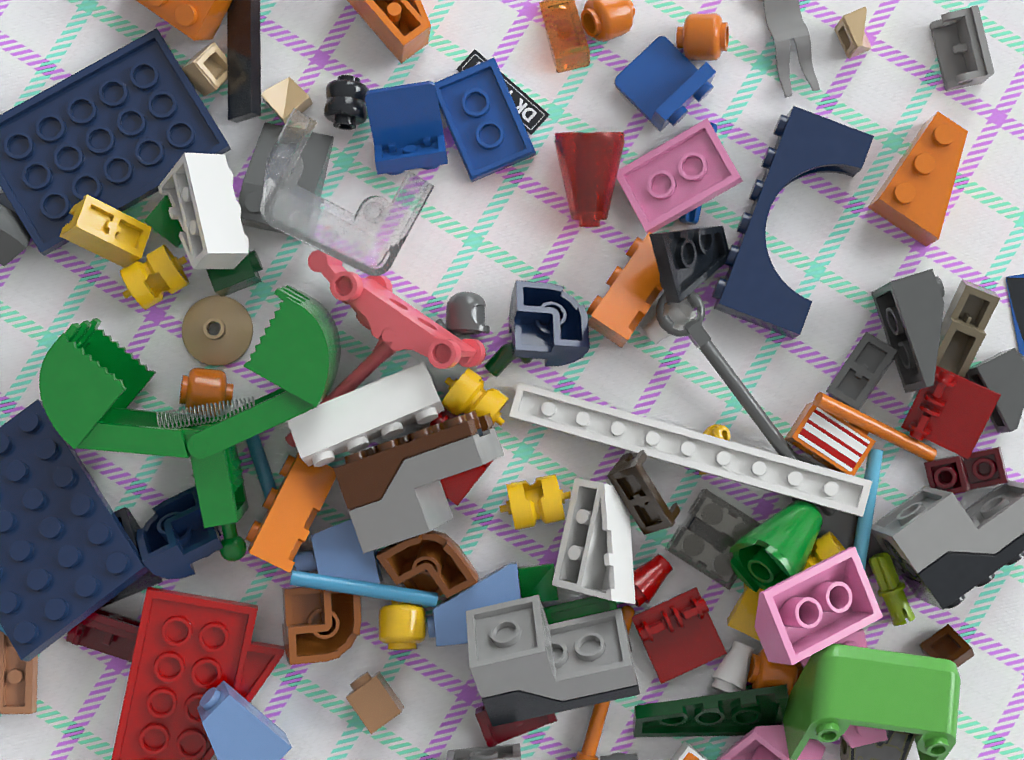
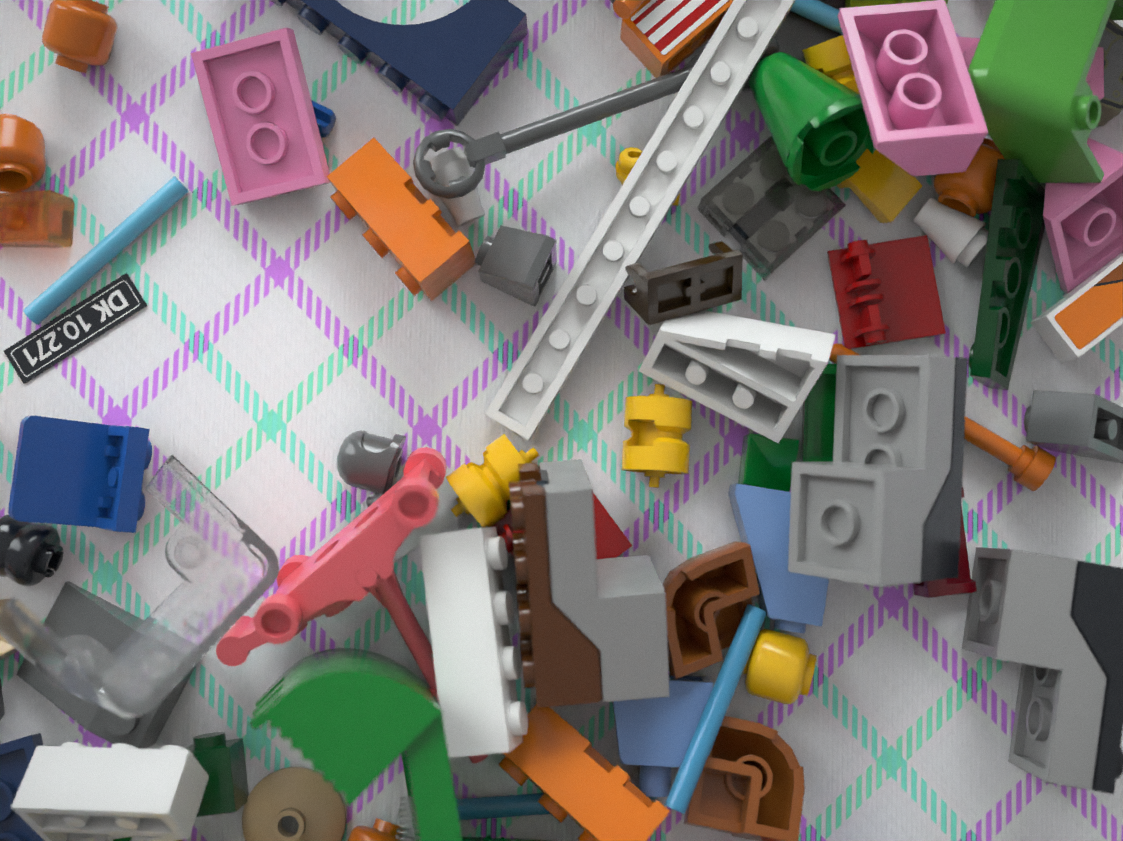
camera: 70 degrees left, 0 degrees up
(374, 701) = (873, 733): medium nougat brick -> none
(483, 120) = (106, 364): blue tile -> none
(502, 359) = (440, 418): dark green arm -> none
(547, 324) = (415, 351): dark blue brick -> none
(558, 95) = (105, 251): none -> medium azure bar
(589, 172) = (218, 236): clear red cone -> none
(626, 375) = (517, 262): none -> dark grey slope
(649, 578) = (800, 307): red cone -> none
(664, 83) = (128, 102): blue bracket -> none
(688, 258) = (379, 131): black wing -> none

